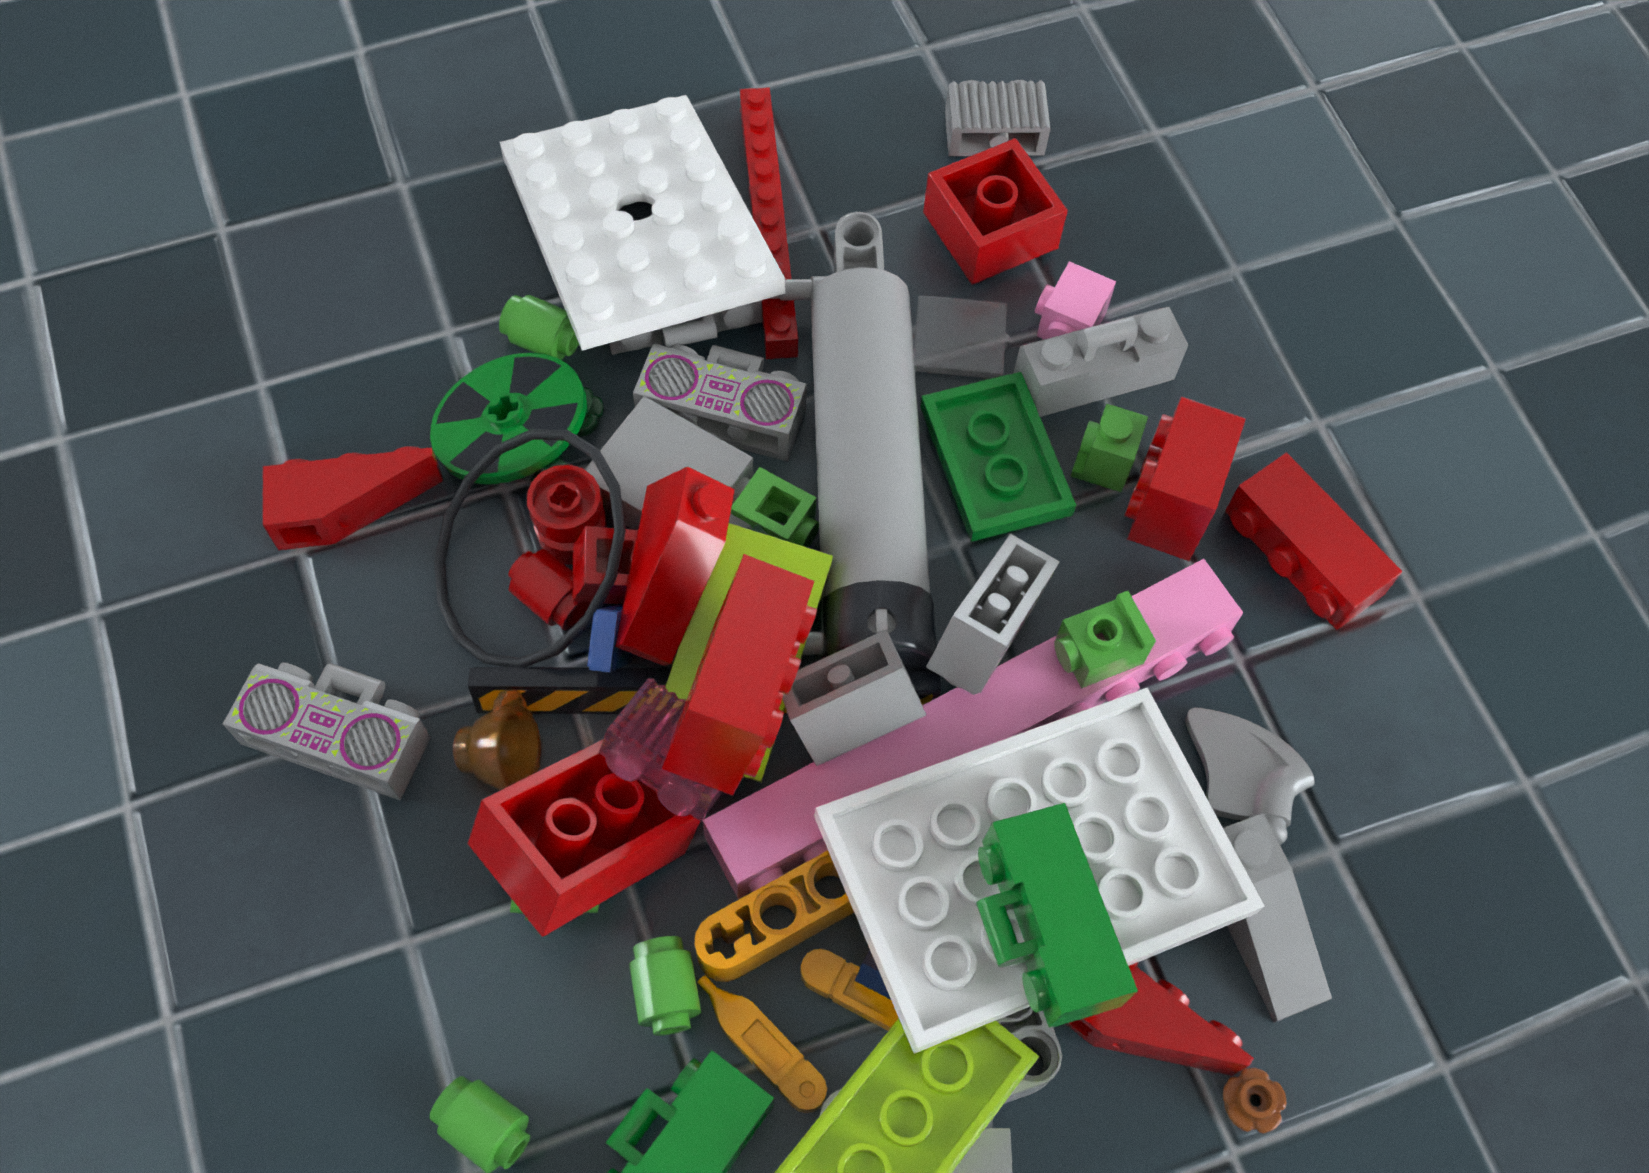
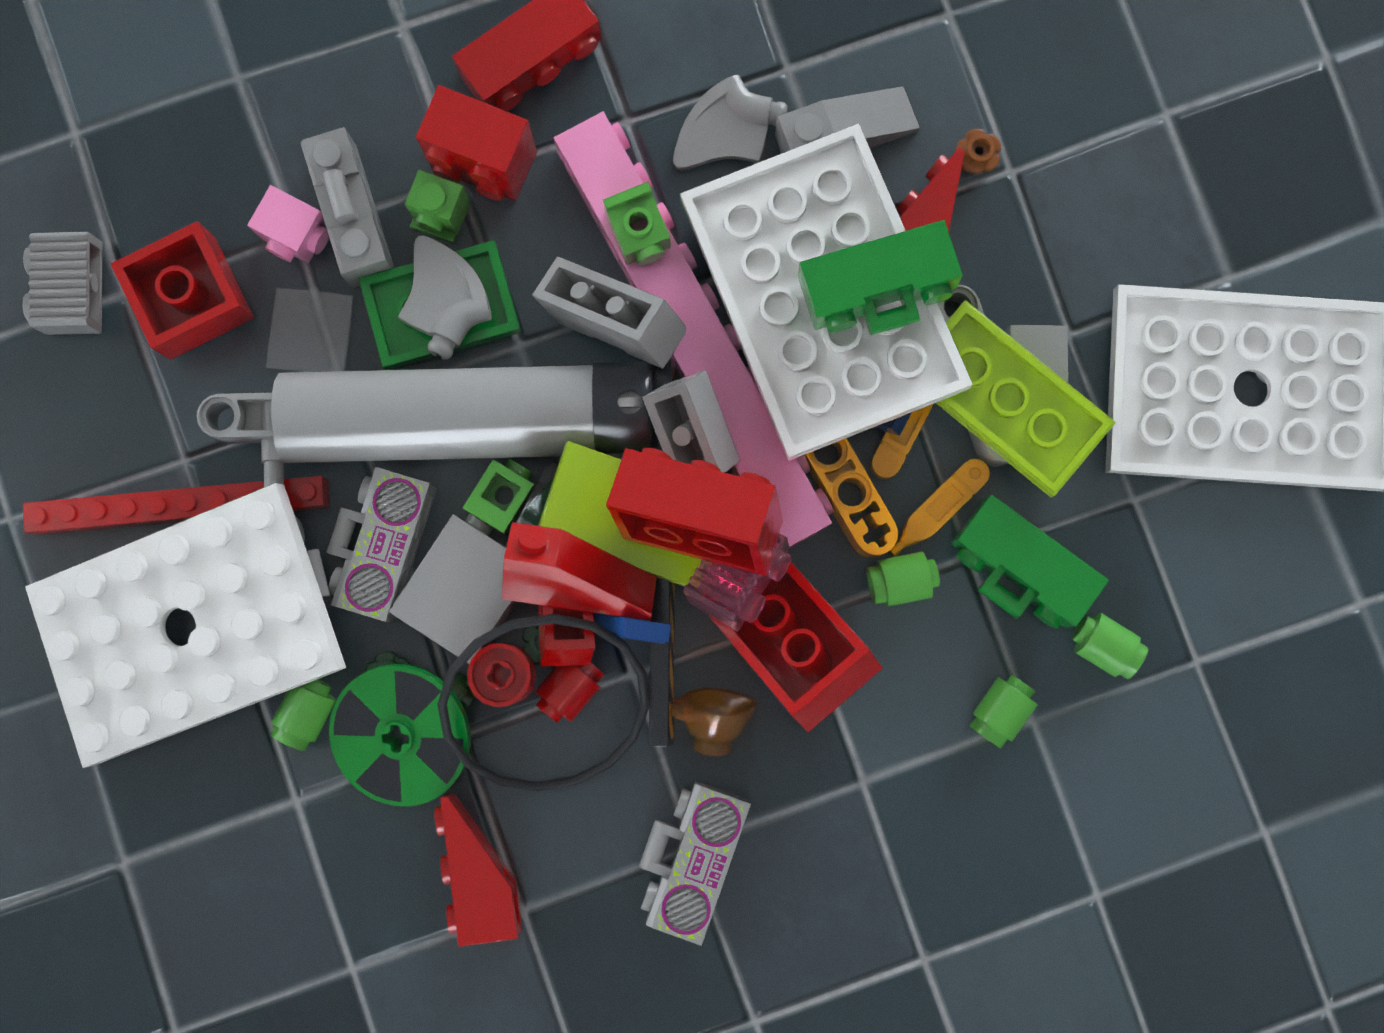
camera: 90 degrees left, 20 degrees up
(1003, 451) = (444, 297): none -> light grey arm

